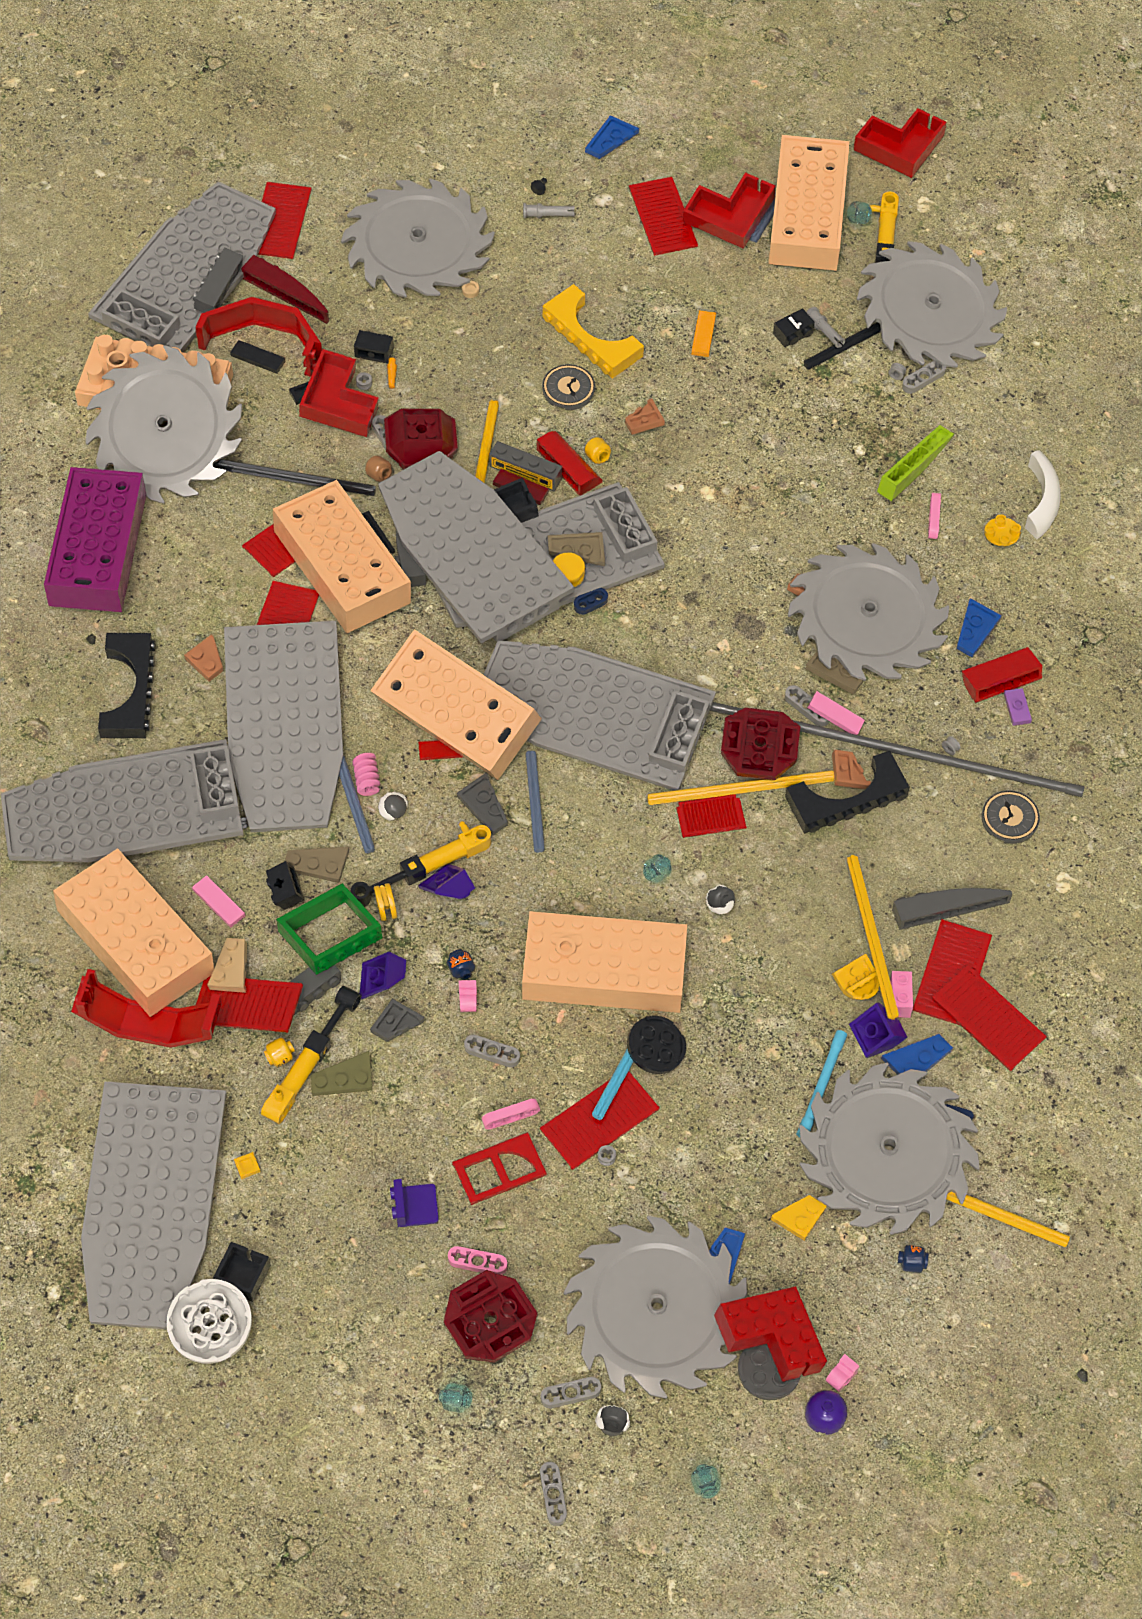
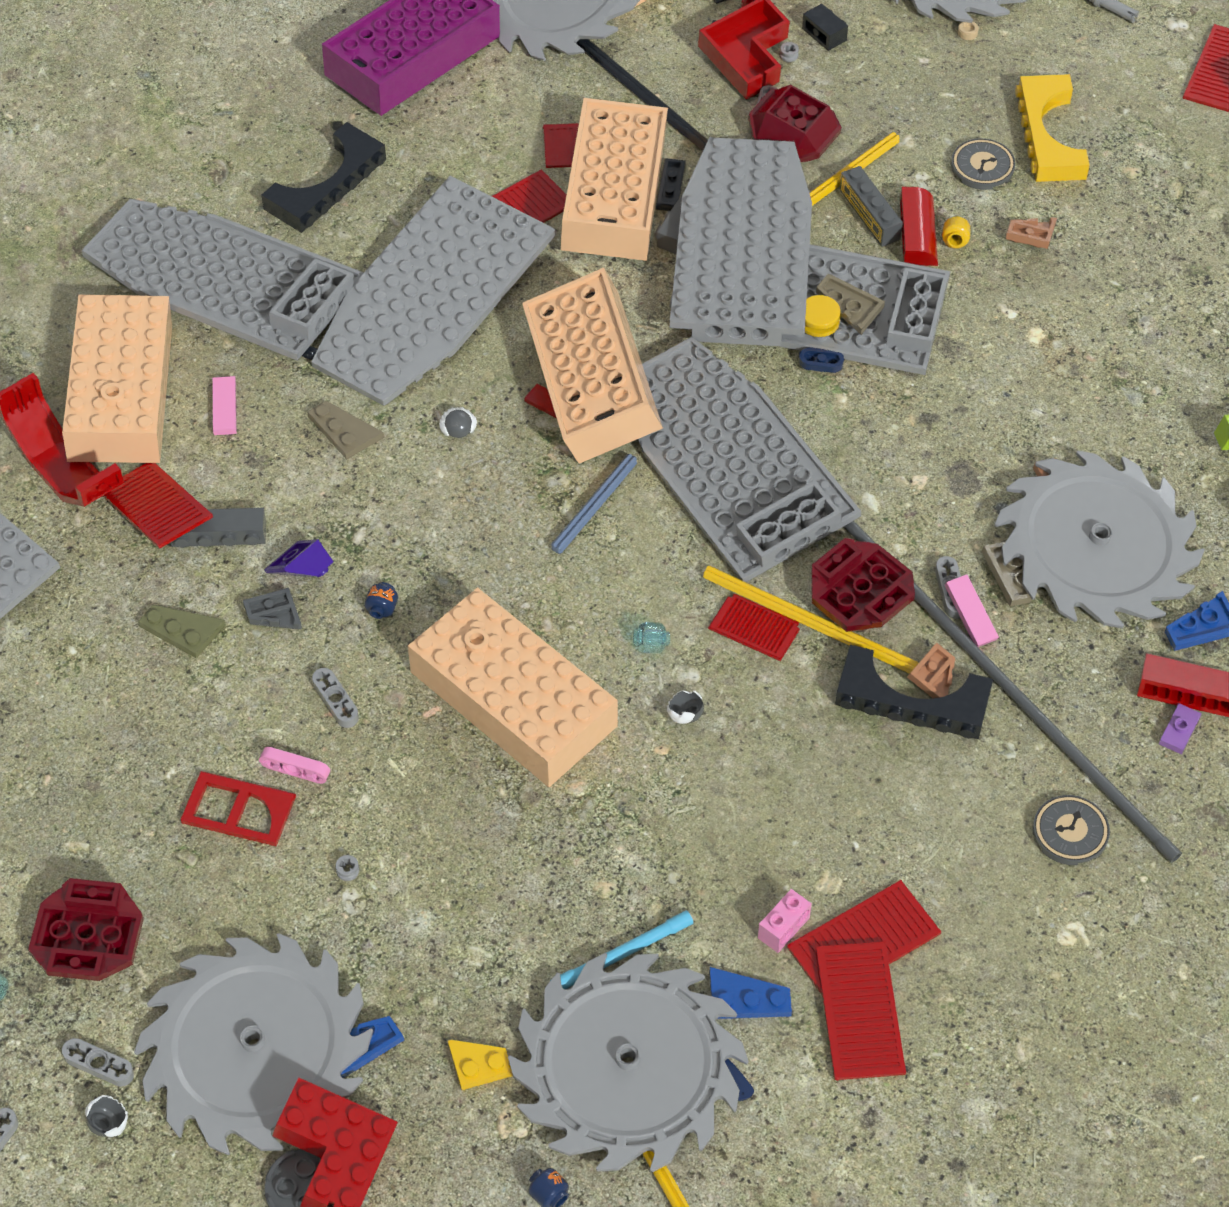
camera: 40 degrees right, 5 degrees down
(205, 658) = (415, 195): nougat wing -> none
(230, 968) = (173, 465): tan wing -> none
(247, 1165) = (22, 645): yellow tile -> none
(279, 1052) = (143, 565): yellow head -> none
(284, 885) = (291, 426): black brick -> none
(314, 1050) = (179, 584): piece -> none
(317, 907) = (294, 464): green window -> none
(356, 808) = (423, 403): sand blue axle -> none
(366, 774) = (459, 379): bright pink piece -> none
(378, 468) = (728, 127): medium nougat head -> none
(385, 901) = (363, 498): yellow head -> none
(391, 371) = (824, 57): light orange animal -> none
(414, 1204) = (125, 781): dark purple bracket -> none
(416, 868) = (422, 489): yellow piece -> none
(449, 882) = (439, 522): dark purple slope -> none
(461, 1263) = (134, 865): bright pink beam -> none
(467, 995) = (360, 632): bright pink leg -> none
(483, 803) = (543, 474): dark grey wing -> none
(518, 500) = (829, 229): black piece -> none
(537, 491) = (851, 223): dark red tile -> none
(580, 1135) = (376, 830): red window -> none
(613, 1086) = (437, 798): medium azure axle -> none
(656, 1045) = (491, 798): black tile -> none
(703, 333) = (1167, 191): light orange tile -> none
(857, 979) = (755, 876): yellow slope -> none
(872, 937) = (803, 845): yellow axle -> none
(877, 1032) = (727, 940): dark purple slope -> none
(945, 904) = (917, 867): dark grey slope -> none
(951, 745) = (1068, 718): light grey bush -> none

